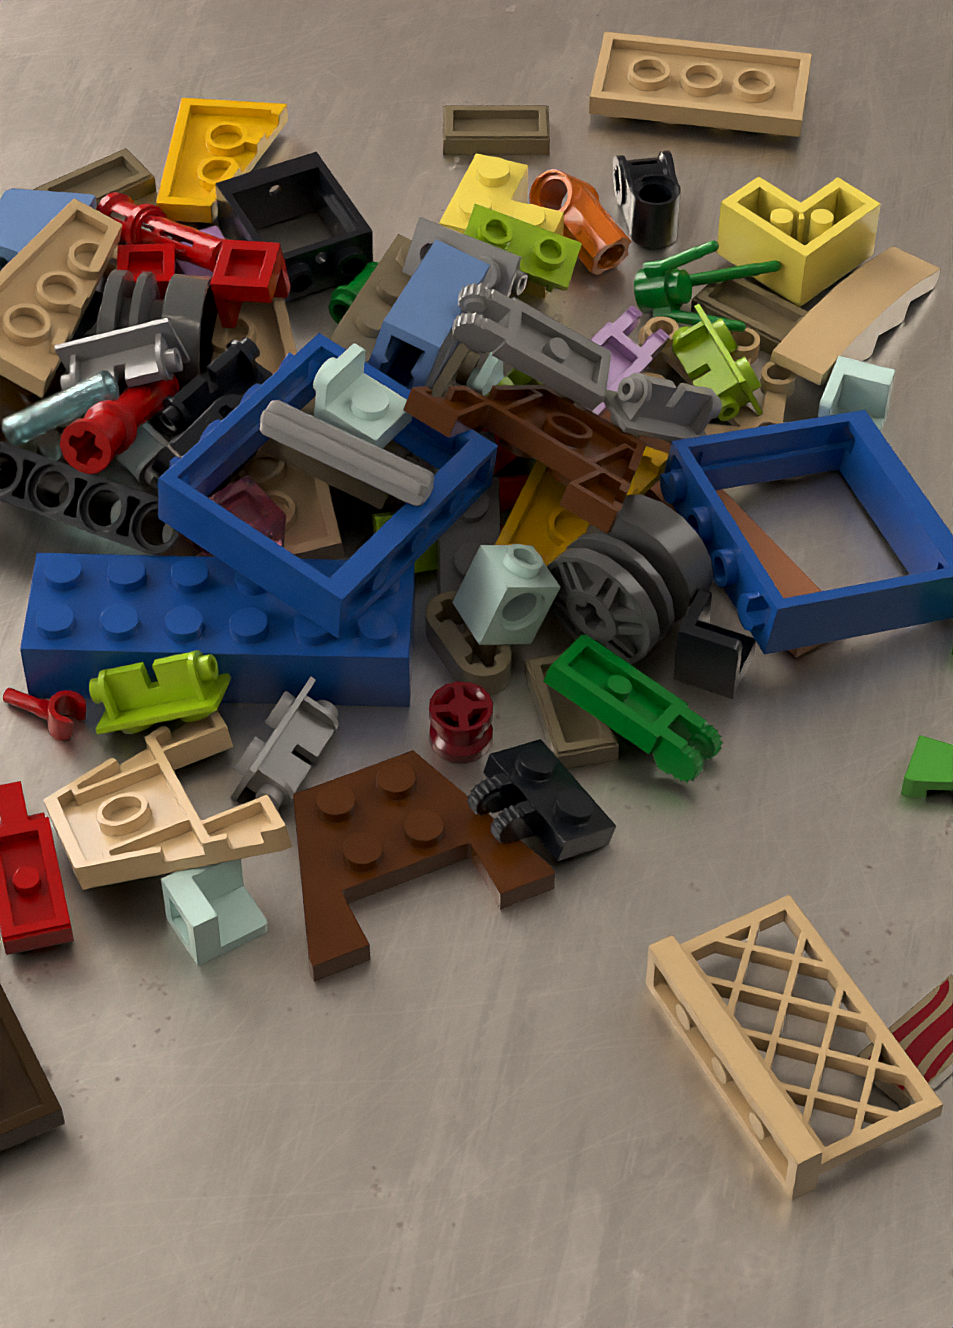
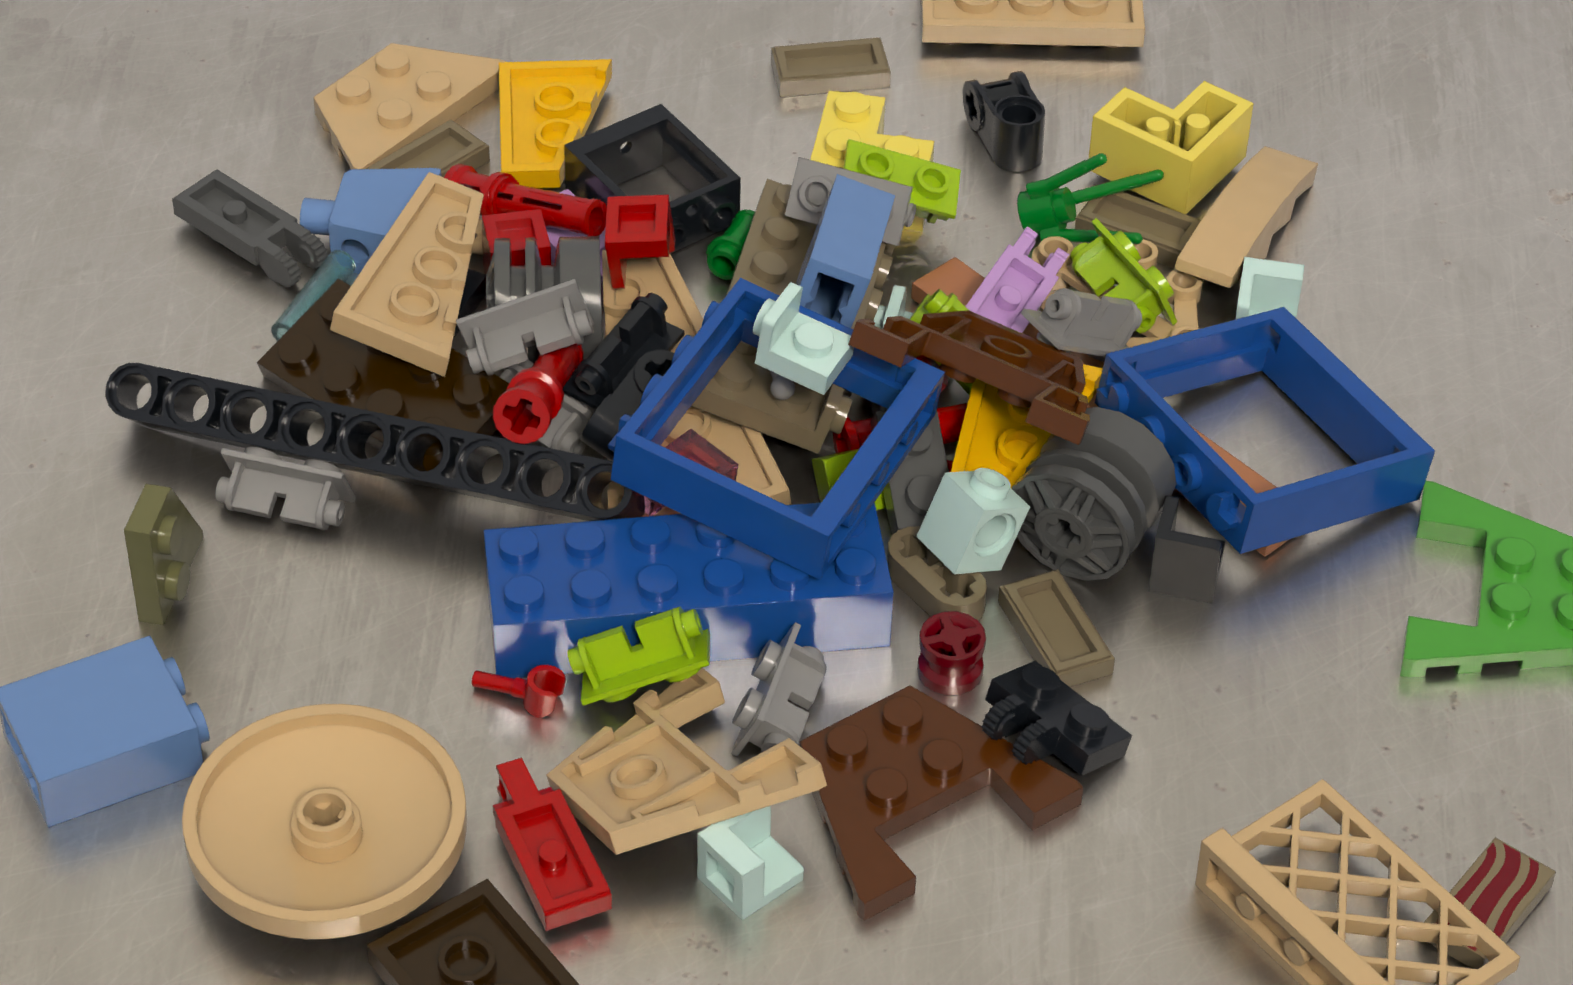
camera: 10 degrees left, 5 degrees down
(59, 408) = (472, 383): clear light blue piece -> none
(86, 123) = (400, 99): none -> tan wing
(347, 453) = (801, 392): light grey axle -> none
(533, 344) = (955, 269): light grey hinge -> none
(584, 219) = (951, 146): orange piece -> none
(635, 707) = (1125, 619): green hinge -> none

